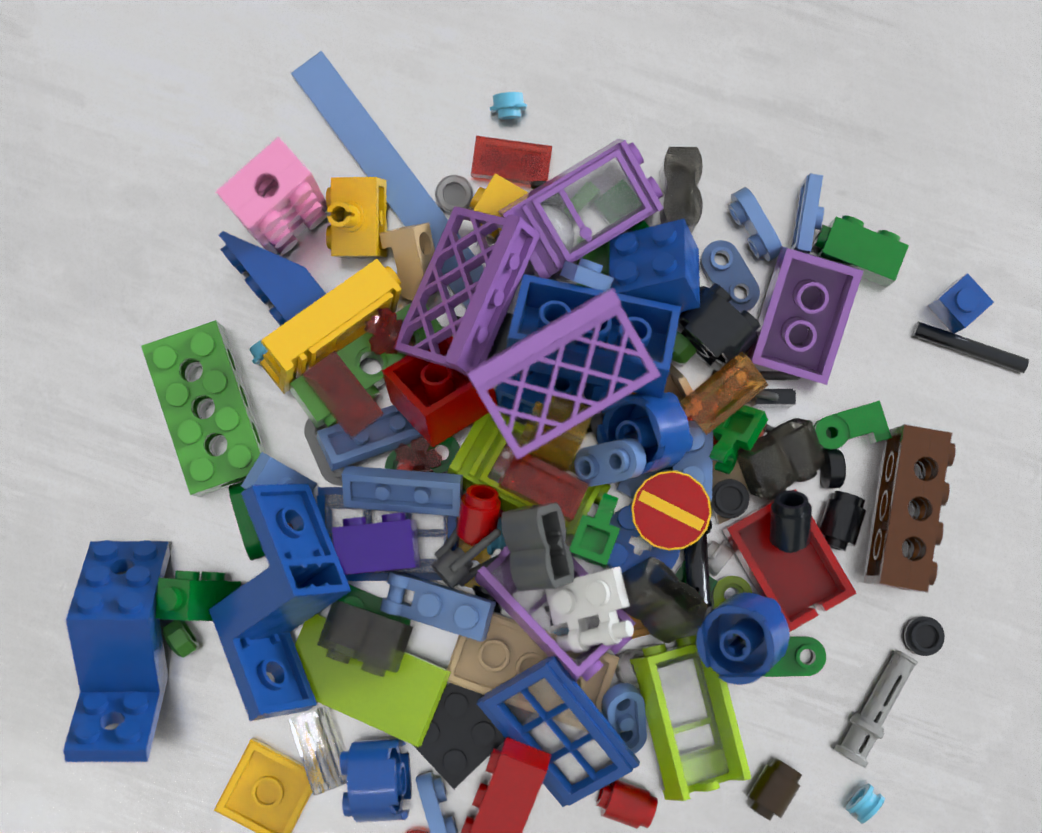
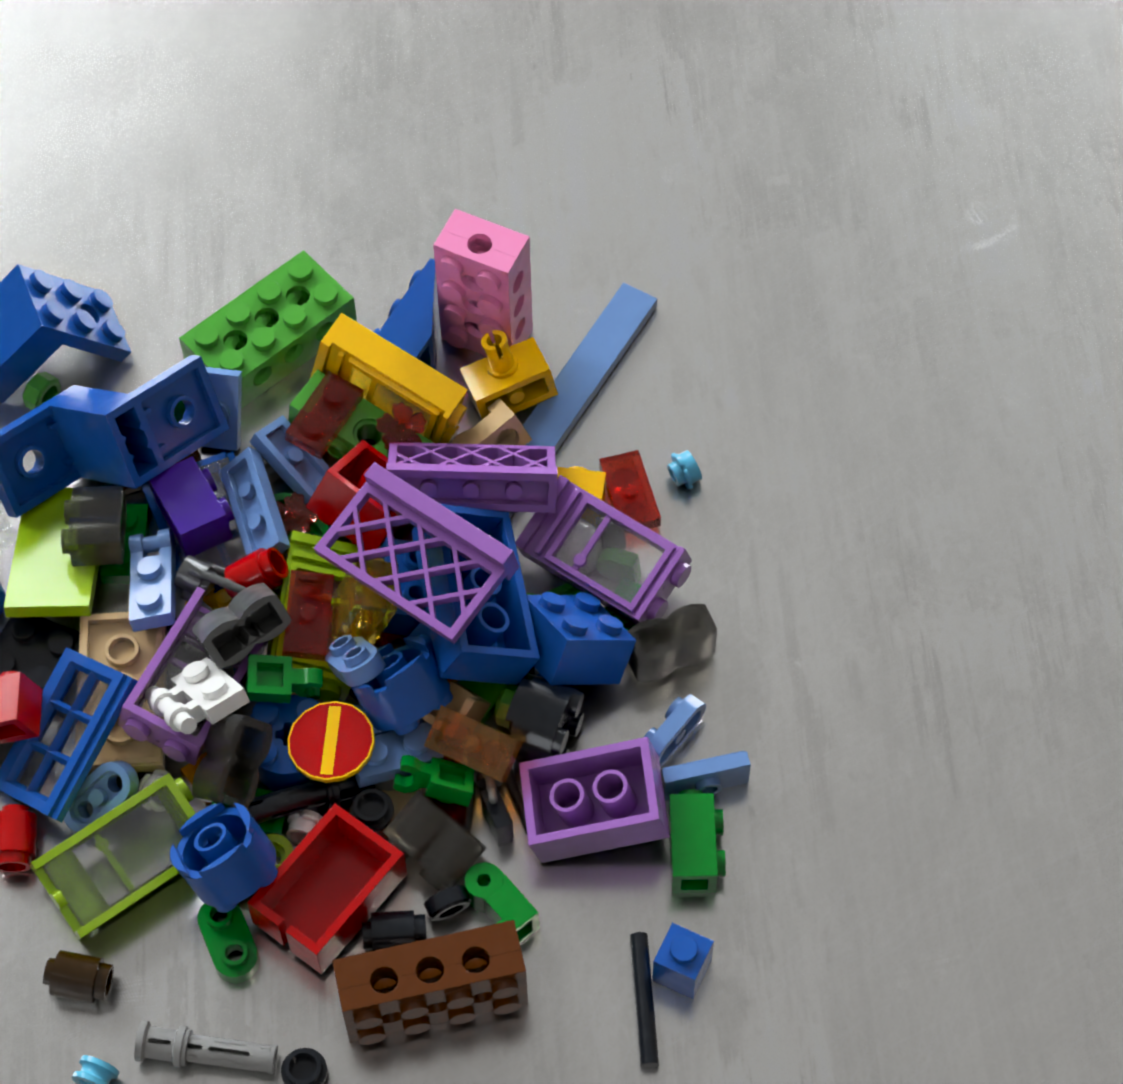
camera: 70 degrees right, 25 degrees down
(190, 597) = (79, 362): green brick -> none
(452, 192) = (574, 454): light grey tile -> none
(587, 273) = (536, 572): medium blue plate -> none
(731, 275) = (609, 729): medium blue plate -> none
(790, 521) = (364, 852): black brick -> none

